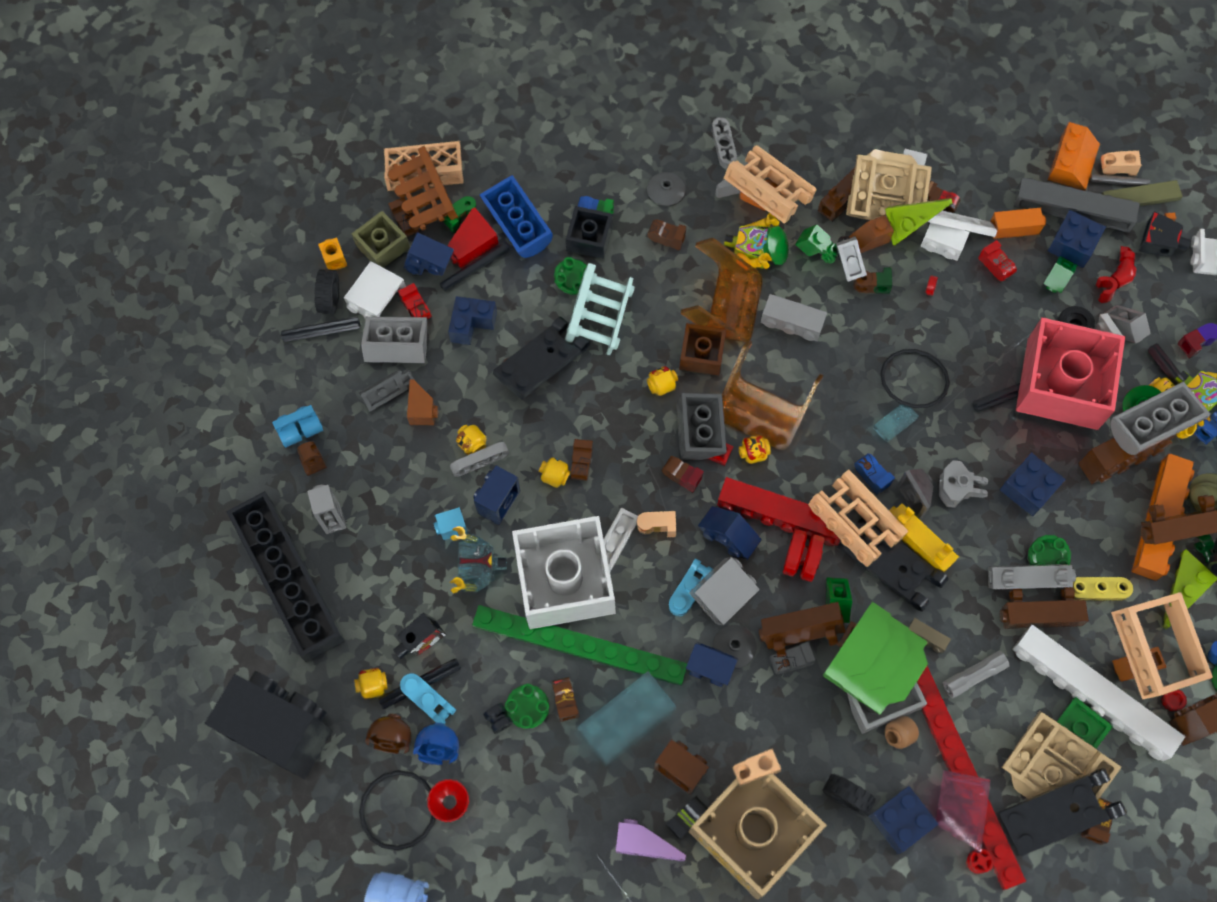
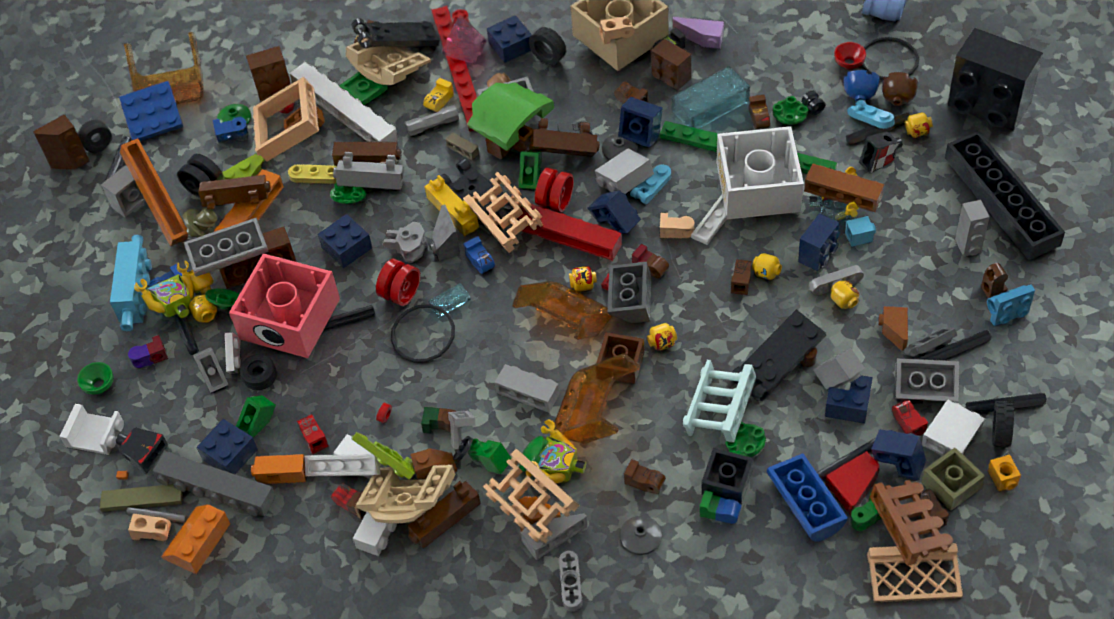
camera: 170 degrees left, 15 degrees down
(353, 391) = (958, 347): none -> black axle
(465, 561) = (843, 187): none -> dark orange brick
(481, 330) = (839, 369): none -> light grey brick
(728, 724) = (626, 91): none -> reddish brown leg
(959, 423) = (398, 282): none -> red wheel
(976, 715) = (439, 95): none -> yellow leg
(1124, 275) = (196, 412): red piece -> none

